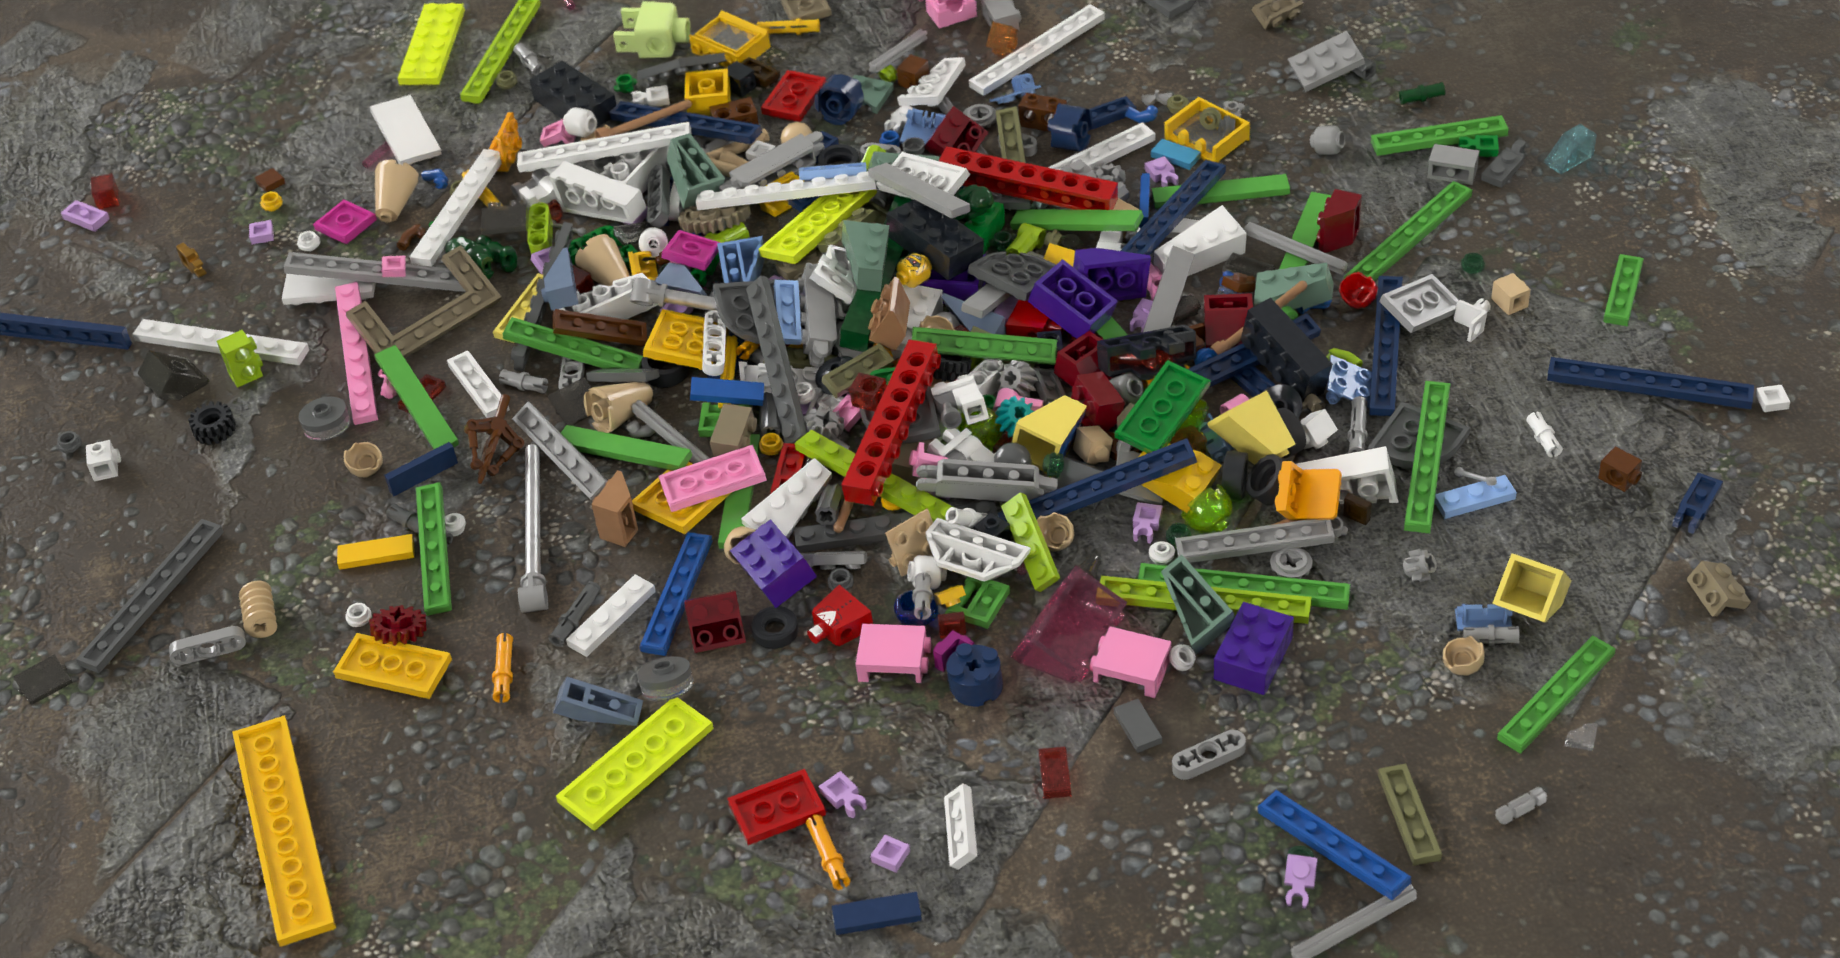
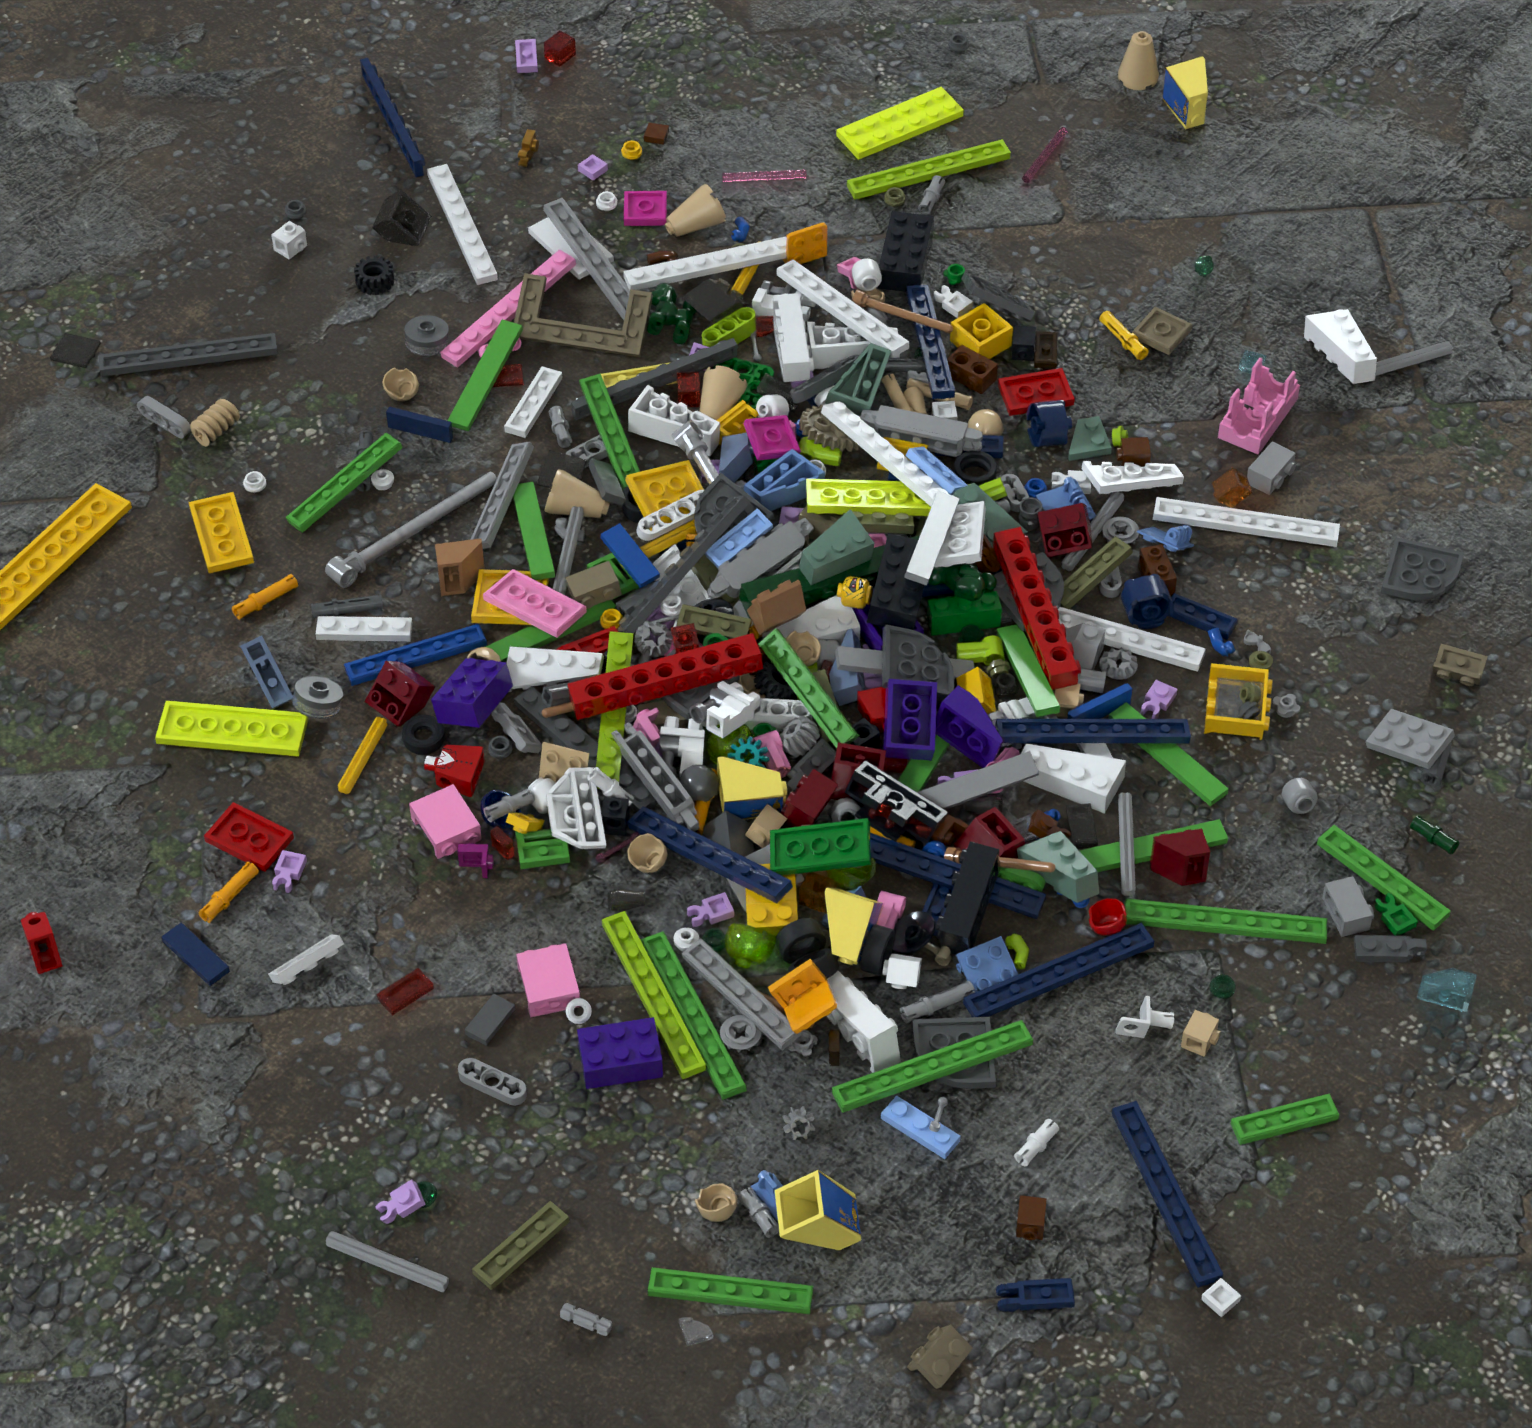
camera: 50 degrees right, 5 degrees up
(240, 358) = (441, 245): lime brick -> none
(375, 551) = (321, 451): yellow tile -> none
(393, 266) = (605, 269): bright pink tile -> none
(398, 625) = (256, 510): dark red gear -> none
(405, 130) = (773, 175): white tile -> none
(496, 428) = (488, 440): reddish brown bar -> none
(560, 283) = (664, 378): sand blue slope -> none
(599, 327) = (639, 432): reddish brown plate -> none
(654, 32) = (1030, 250): yellowish green piece -> none
(730, 36) = (1066, 308): yellow window -> none
(757, 681) = (362, 755): none -> yellow axle
(834, 278) = (792, 542): white plate -> none
(890, 853) = (252, 930): lavender plate -> none
(898, 51) = (1147, 426): light grey axle -> none
(974, 674) = (459, 885): dark blue brick -> none
(1028, 533) = (622, 843): lime plate -> none
(1053, 464) = (711, 811): clear green plate -> none
(1070, 627) = (549, 919): clear pink windscreen -> none
(1176, 154) = (1190, 696): dark azure tile -> none
(1198, 605) = (628, 985): sand green wedge -> none
(1334, 845) = (453, 1209): blue tile -> none
(1420, 303) = (1126, 970): light grey plate -> none

